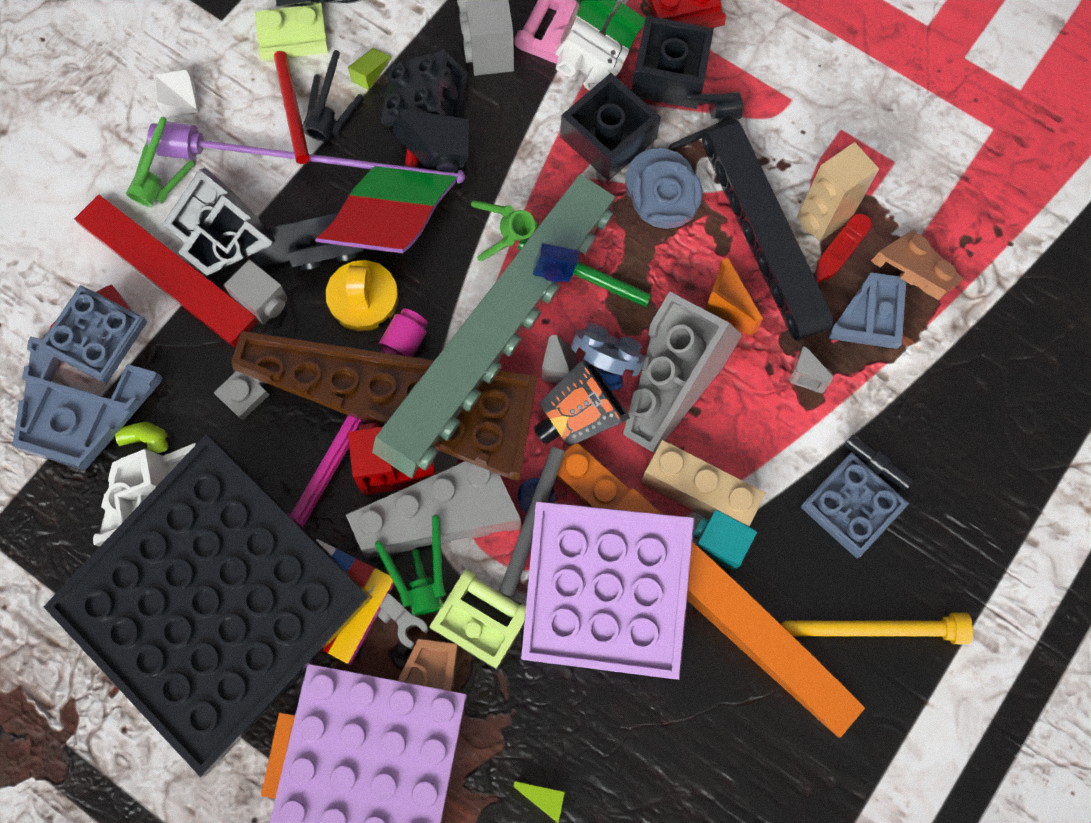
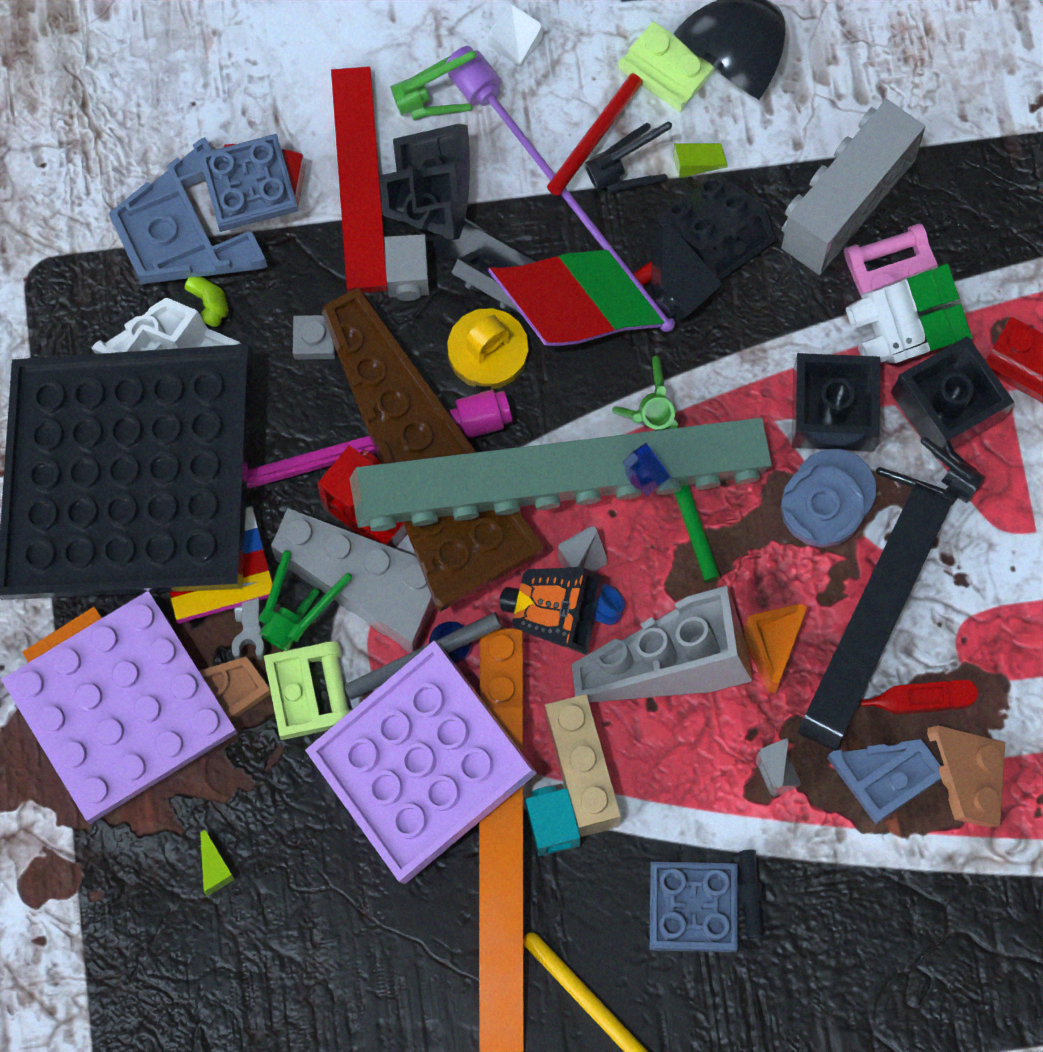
camera: 50 degrees right, 0 degrees up
(608, 351) = (625, 584): sand blue plate -> none
(837, 191) = (951, 640): tan brick -> none

